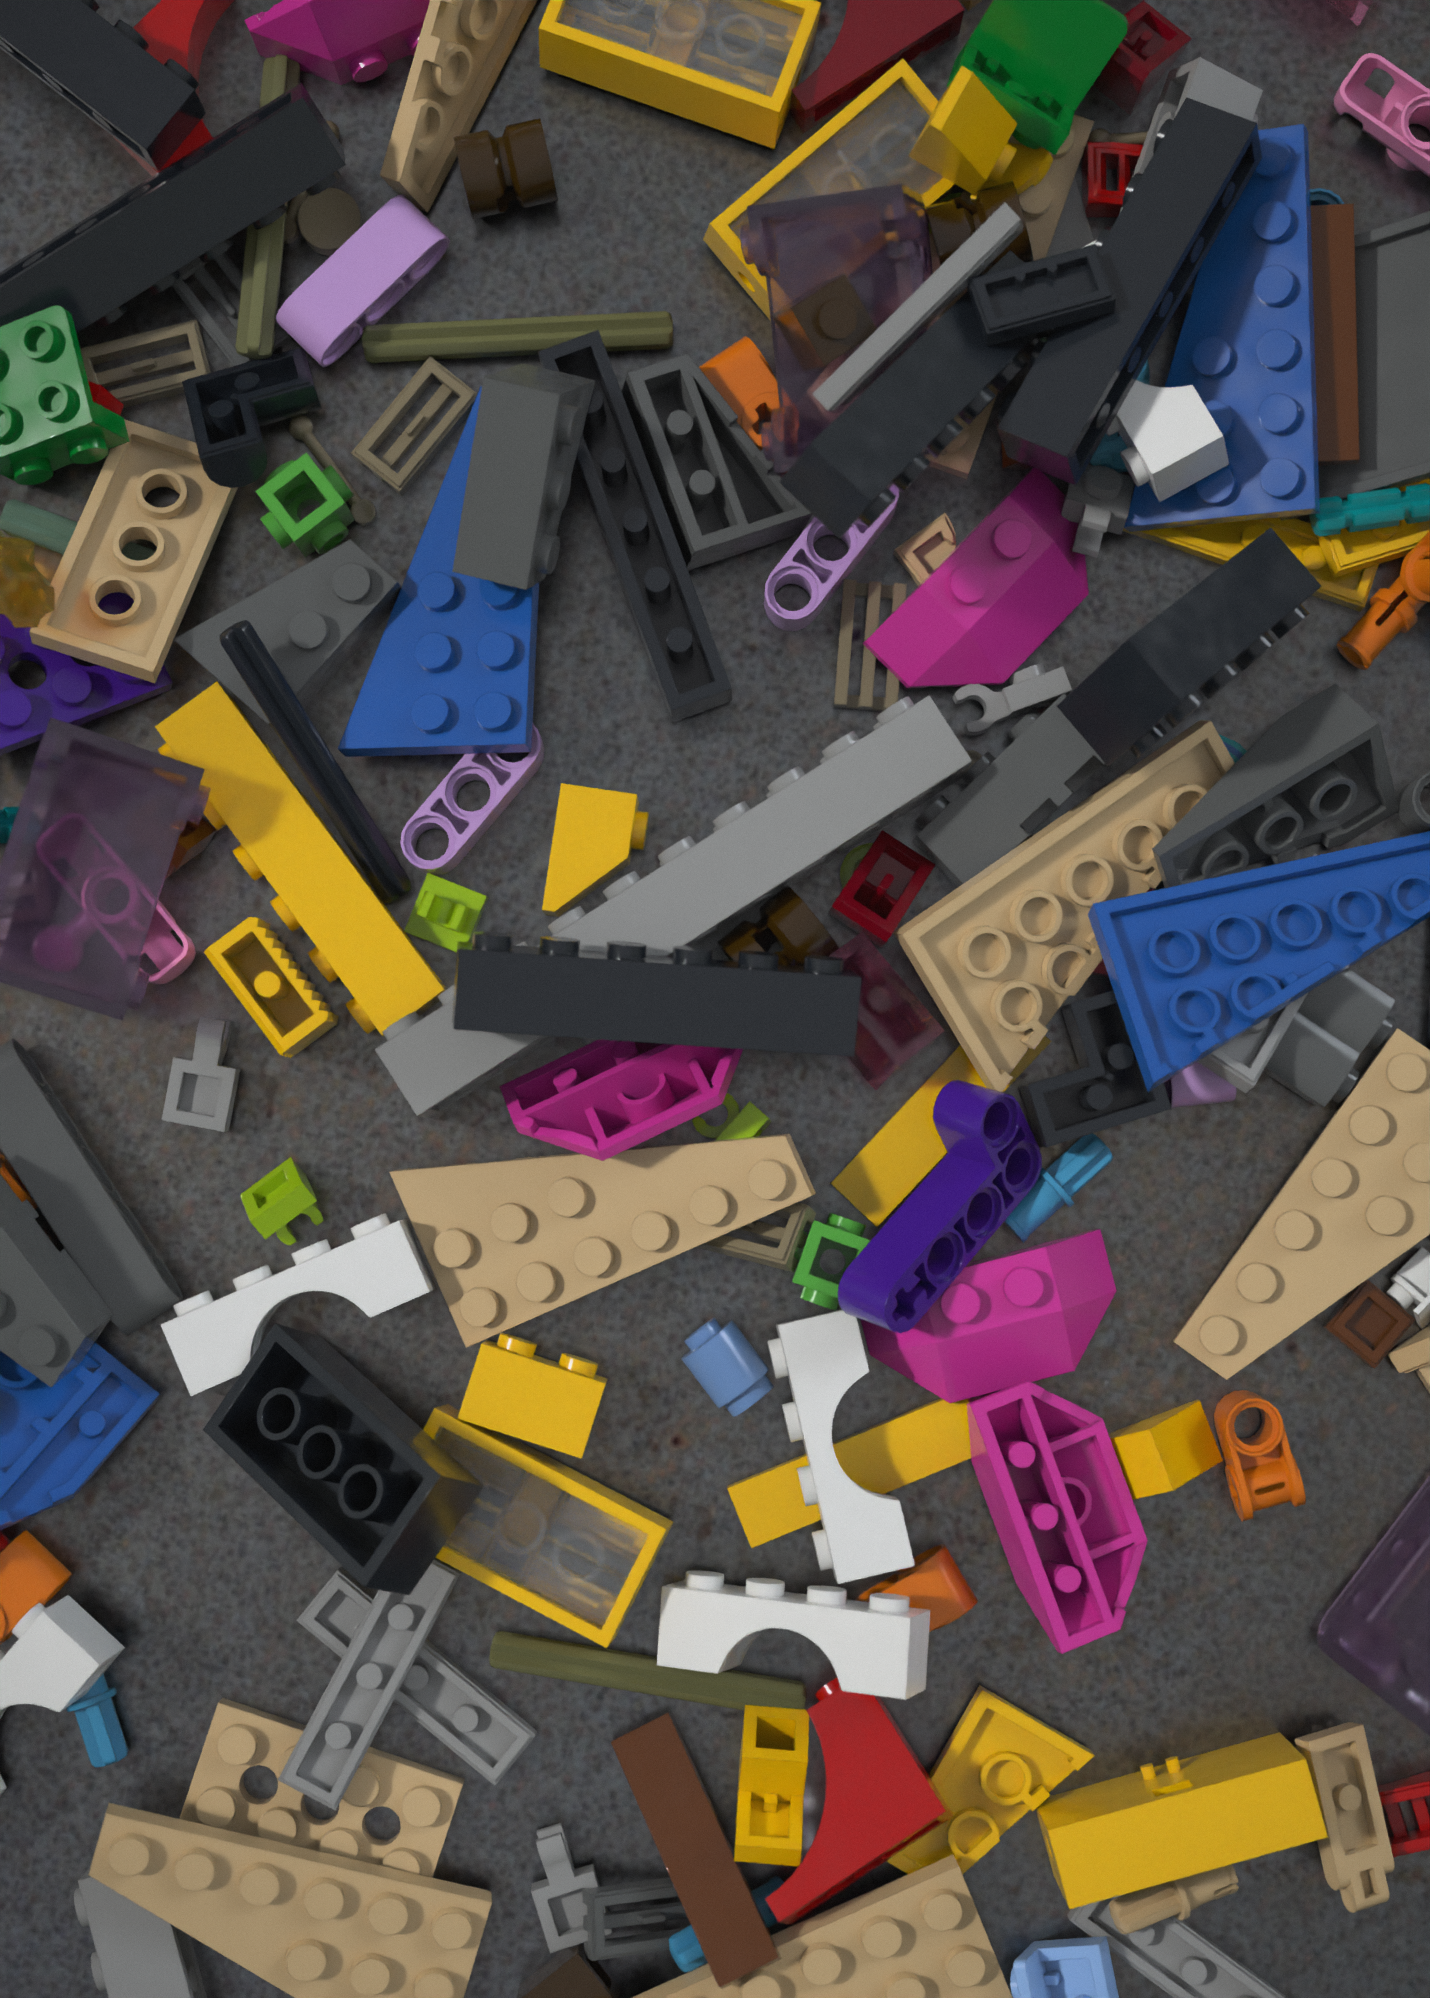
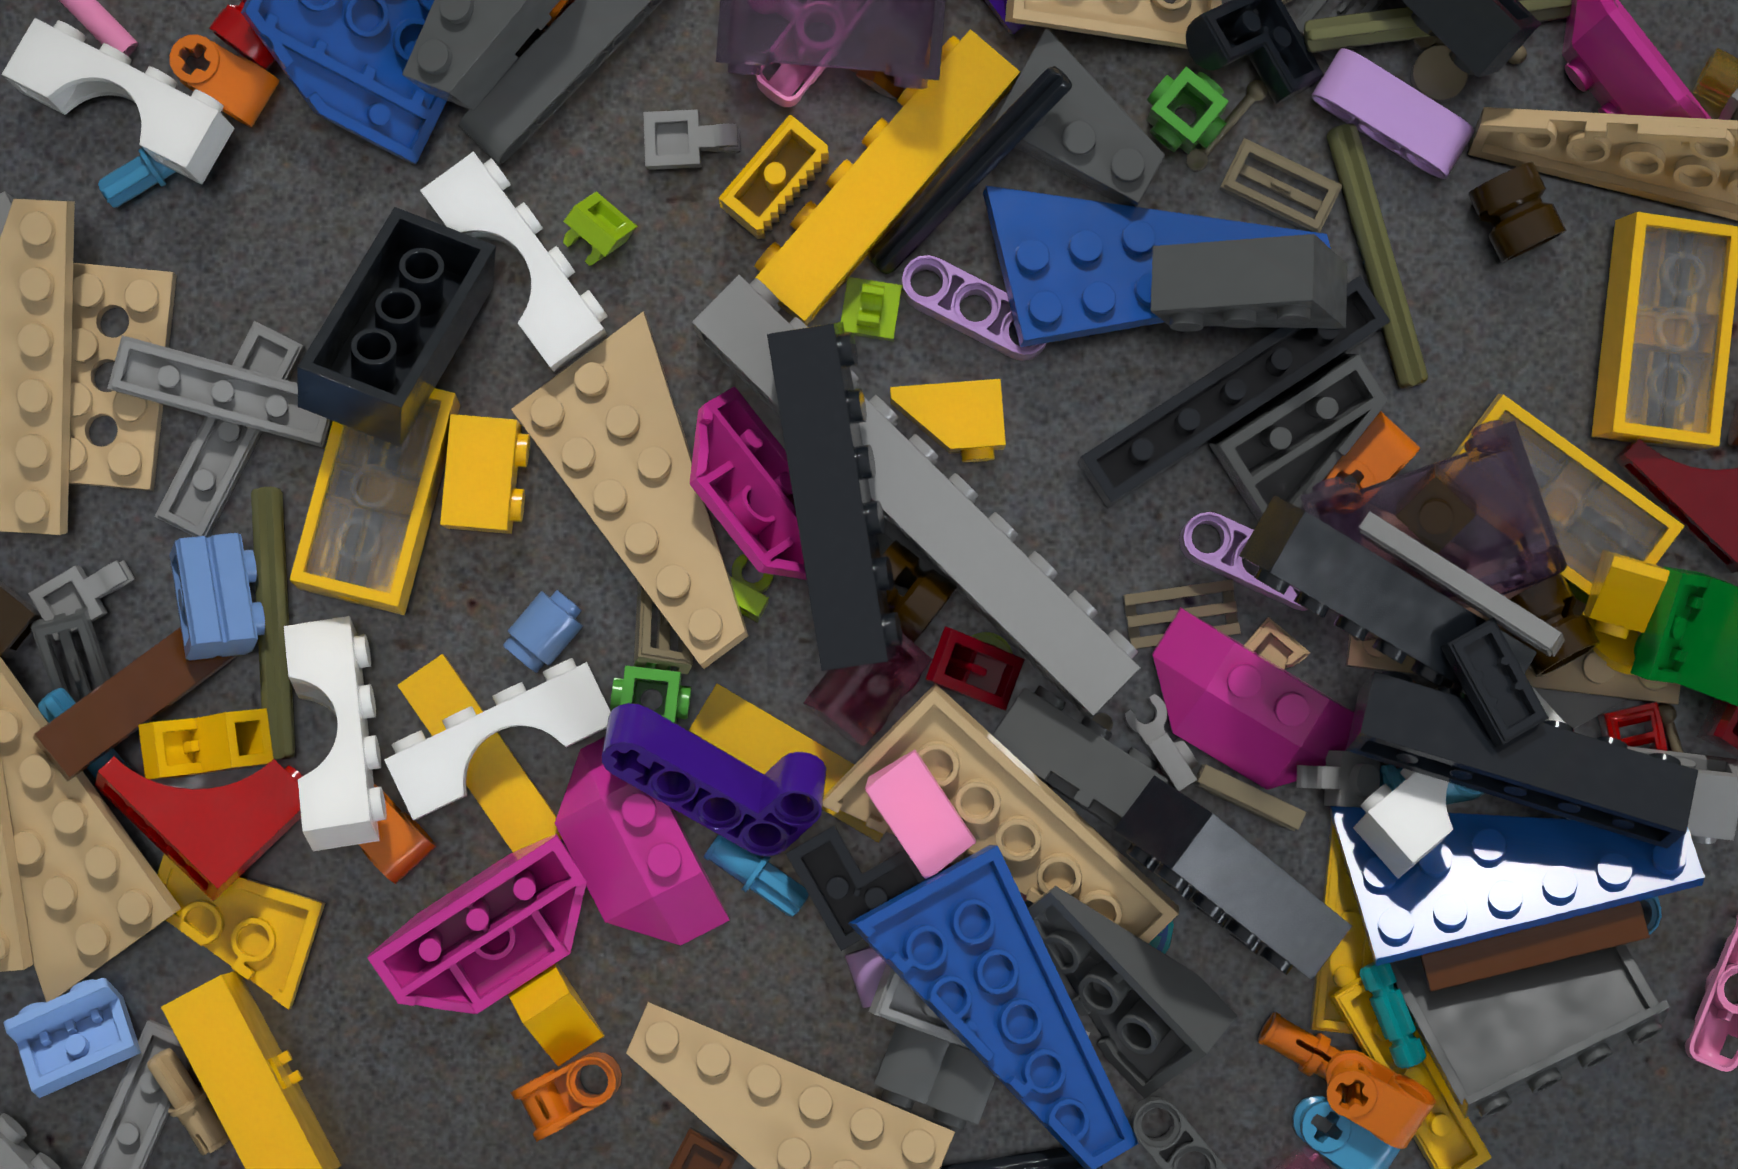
camera: 75 degrees right, 0 degrees up
(603, 1735) = (215, 596): none -> medium blue brick
(1037, 984) = (919, 813): none -> bright pink slope
(1094, 614) = (1249, 798): none -> dark tan tile

